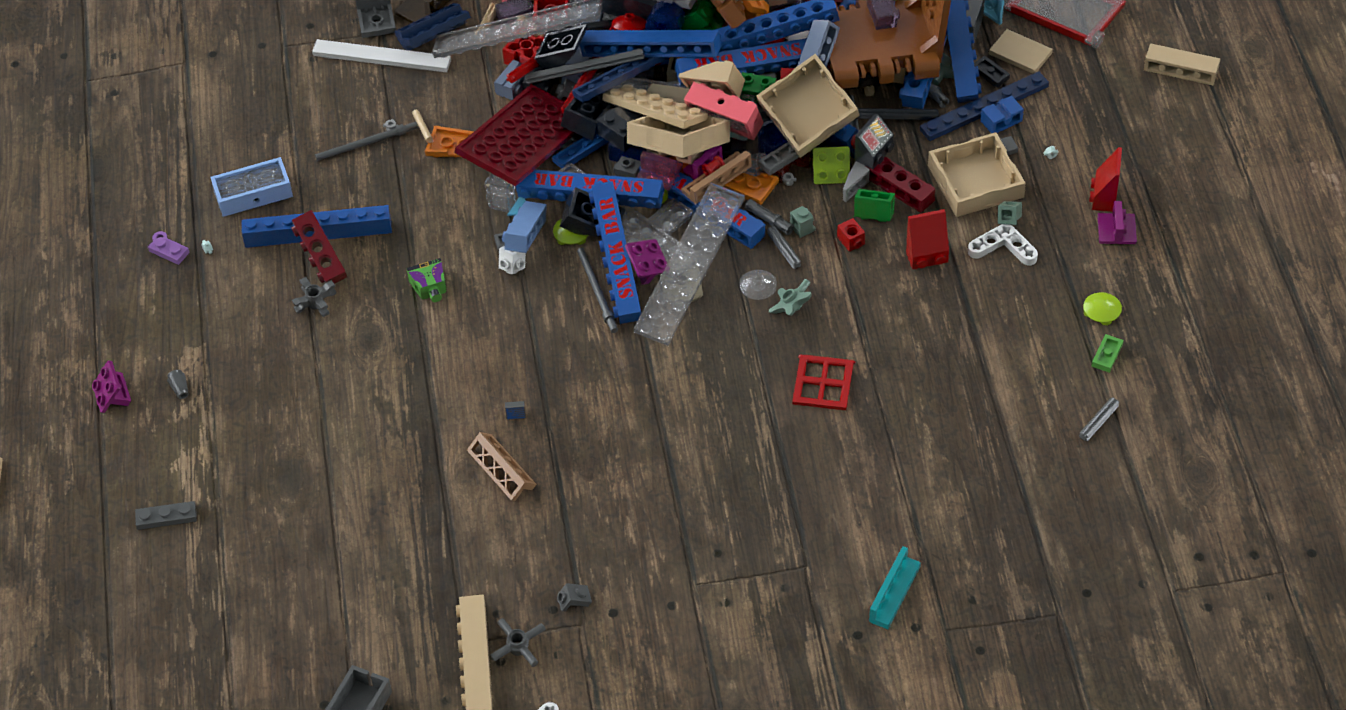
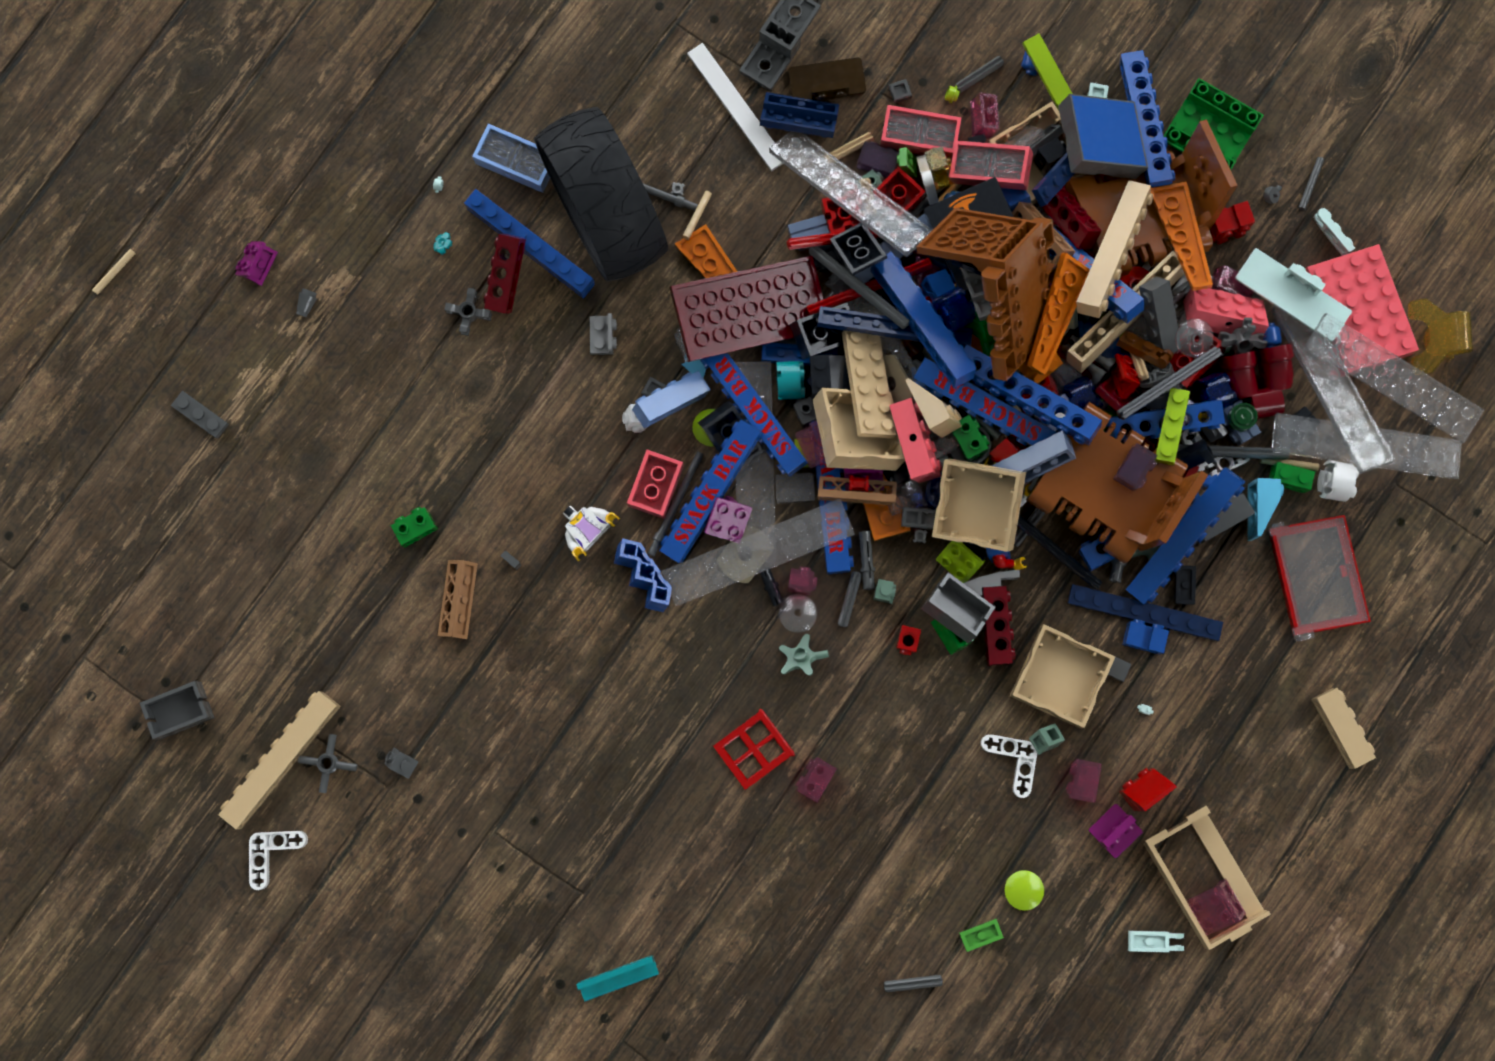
camera: 45 degrees right, 30 degrees up
(167, 248) = (410, 157): medium lavender hinge -> none
(248, 275) = (442, 243): none -> teal plant
(372, 91) = (602, 193): none -> black tyre
(417, 447) = (414, 526): none -> green brick
(428, 279) = (562, 376): torso -> none
(431, 238) = (601, 335): none -> light grey bracket
(549, 346) = (586, 527): none -> torso
(570, 284) = (655, 484): none -> coral brick
(596, 157) = (790, 380): none -> teal brick
(623, 339) = (644, 574): none -> blue brick
(629, 22) = (929, 281): red dish -> none
(722, 281) = (771, 587): none -> black pin
(739, 255) = (802, 581): none -> clear pink brick
(863, 178) = (958, 608): none -> dark grey piece
(873, 142) = (1003, 581): slope -> none
(887, 359) = (816, 779): none -> clear pink brick
(927, 239) = (949, 711): red slope -> none
(1020, 51) = (1232, 586): tan tile -> none
(1063, 214) = (1084, 780): none -> clear pink brick
(1205, 191) = (1228, 869): none -> tan piece
(1218, 264) = (1153, 941): none -> light aqua hinge
(1231, 215) = (1217, 907): none -> clear pink bracket

